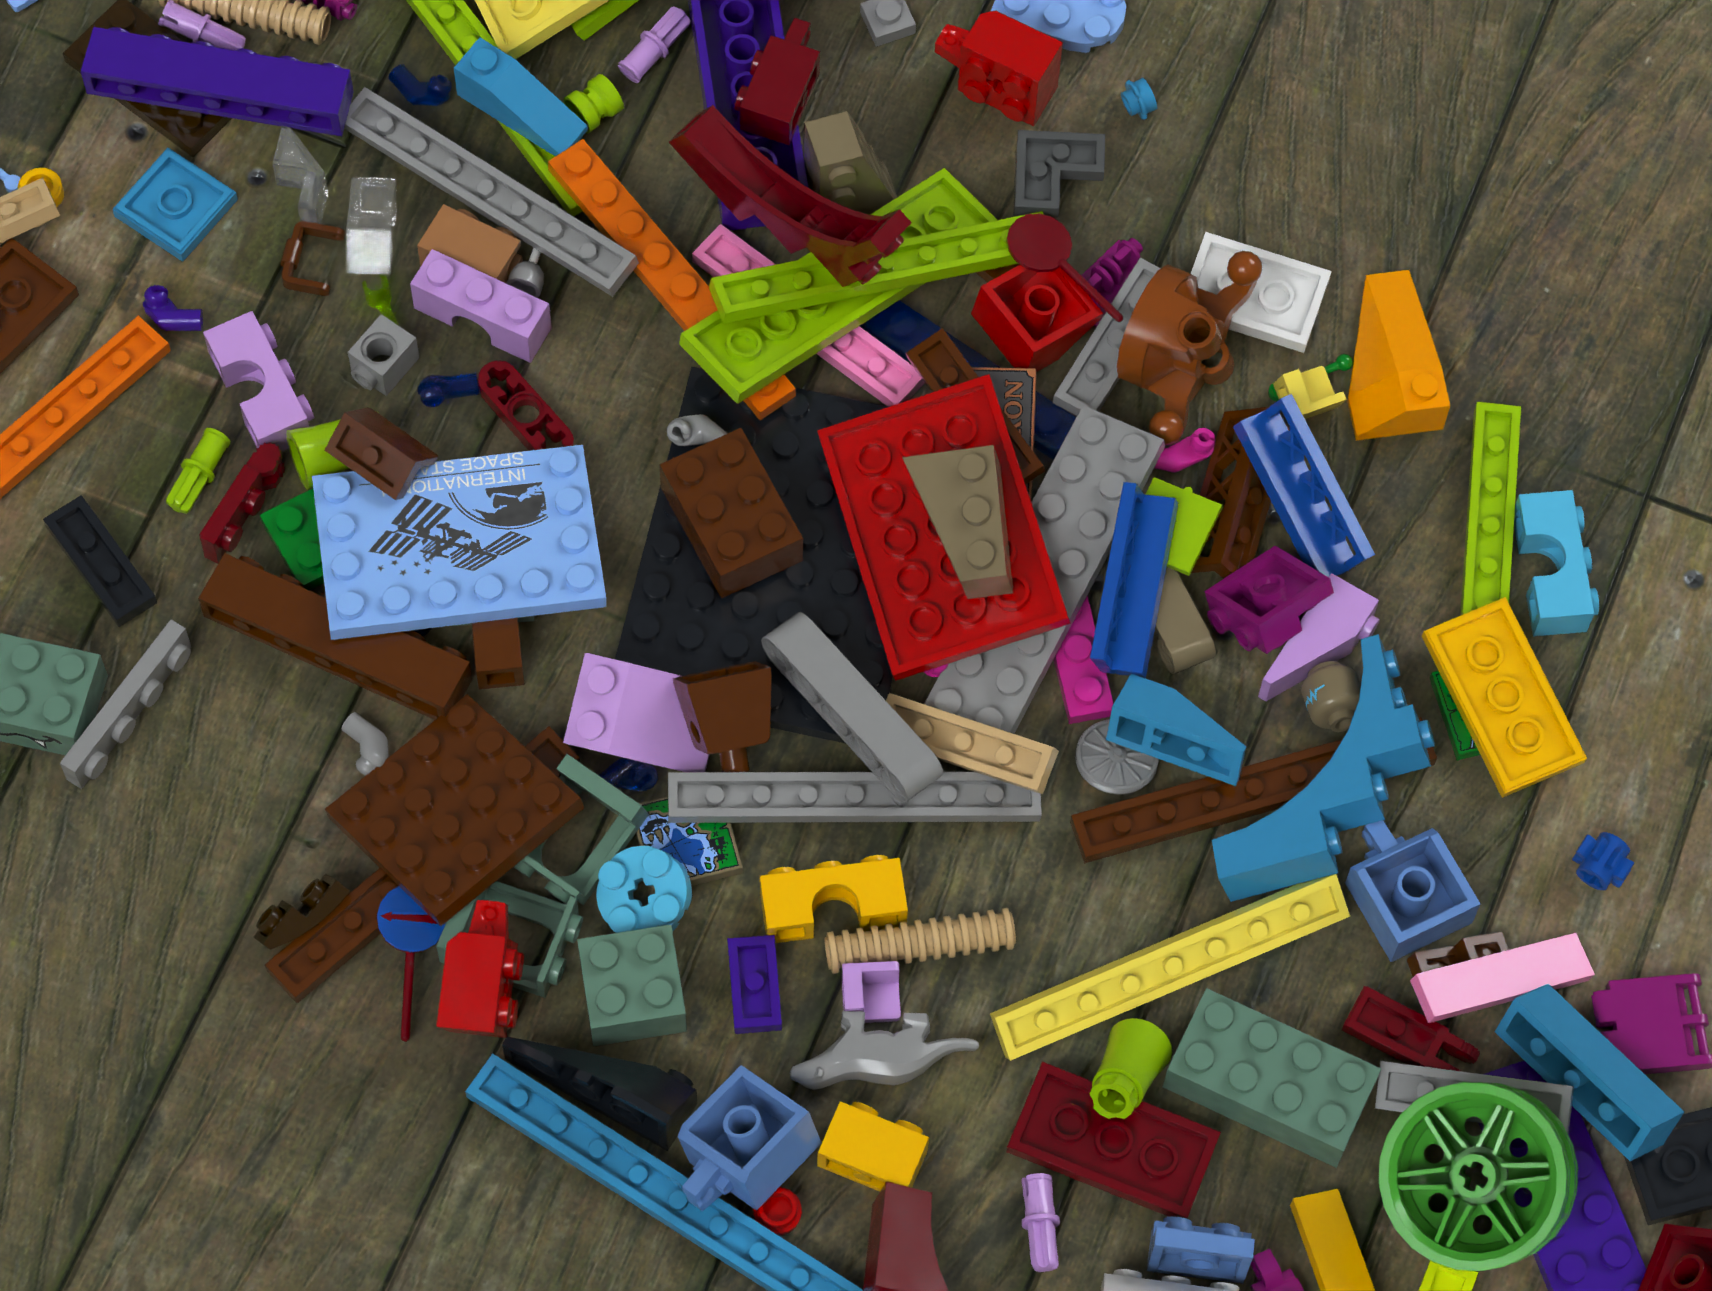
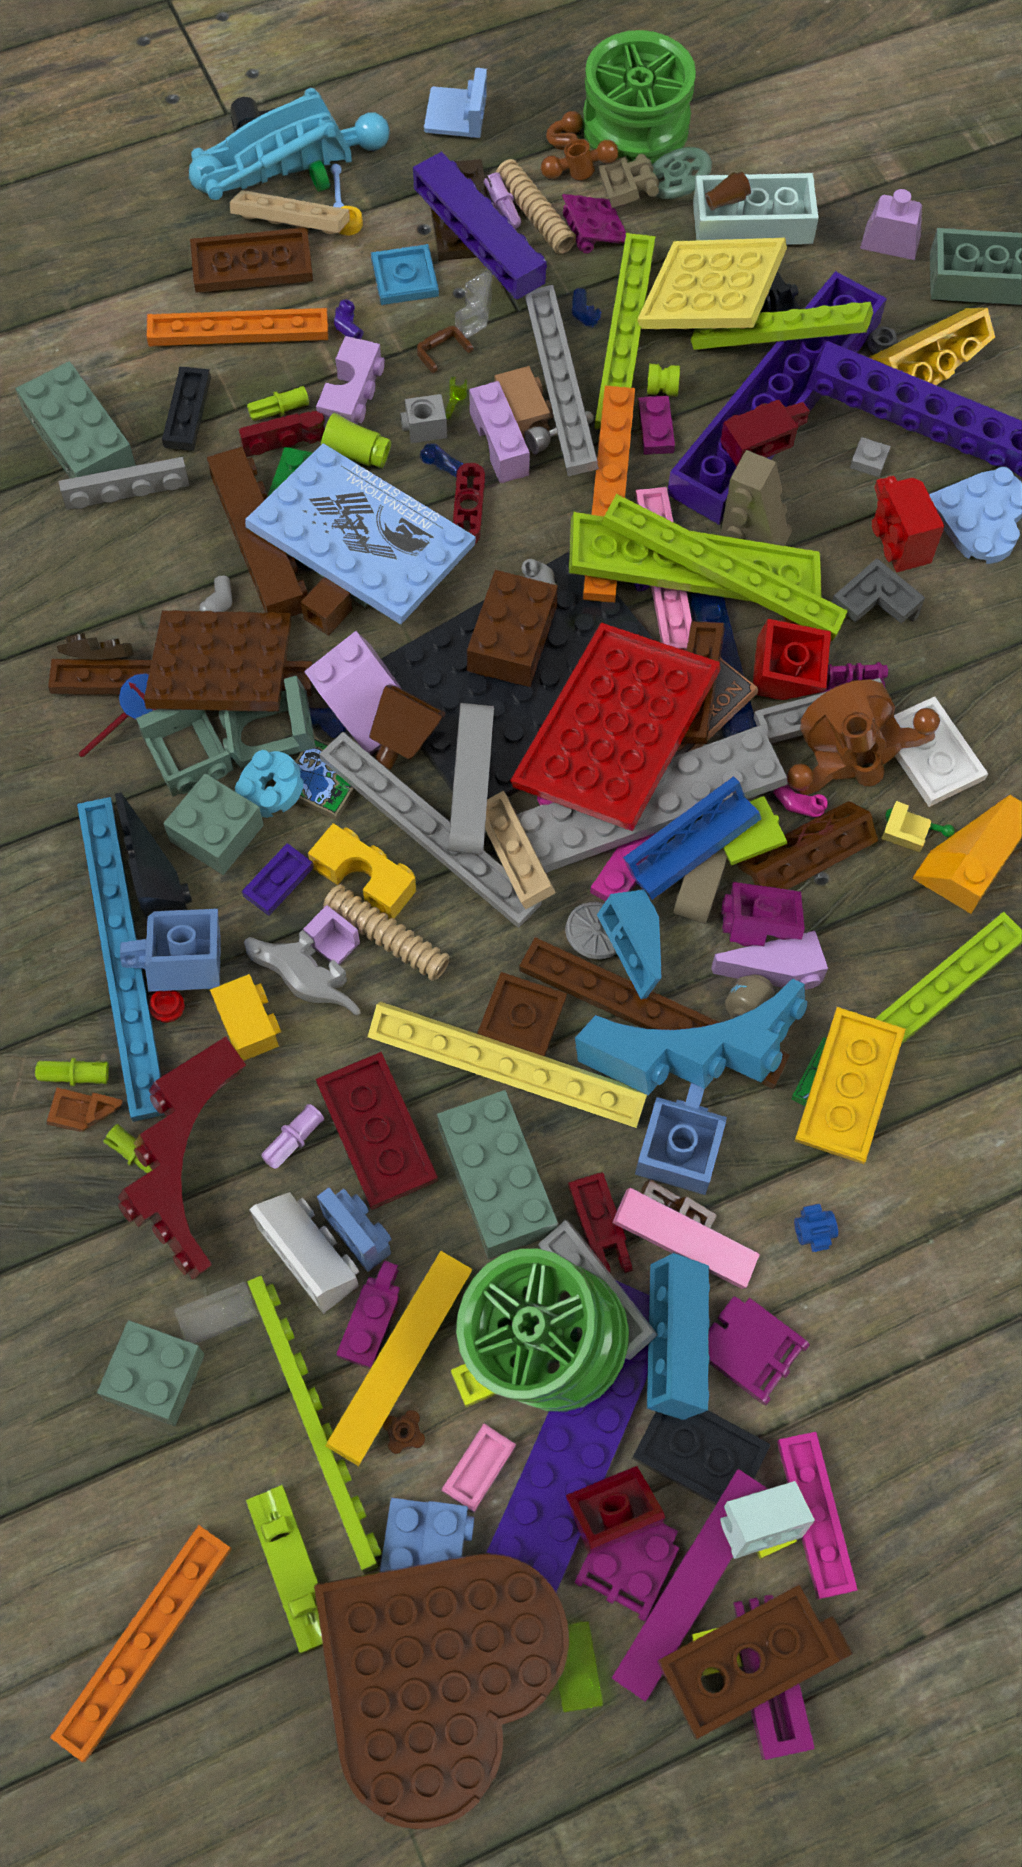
camera: 45 degrees right, 0 degrees up
(370, 225) = (481, 352): clear slope -> none
(379, 451) = (365, 453): reddish brown panel -> none
(481, 975) = (135, 749): red hinge -> none
(516, 98) = (620, 341): dark azure slope -> none
(634, 161) = (656, 425): none -> magenta plate
(654, 44) = (724, 376): lavender axle -> none
(751, 185) = (690, 473): dark red arch -> none
(968, 512) = (627, 723): dark tan wedge -> none
(1045, 245) = (827, 626): dark red piece -> none
(1131, 1062) = (417, 1094): lime plant -> none
(1135, 903) = (522, 1014): none -> reddish brown plate
(1138, 98) = (969, 600): dark azure plate -> none
(1301, 493) = (844, 873): blue fence -> none
(1552, 527) = (943, 1061): medium azure arch -> none

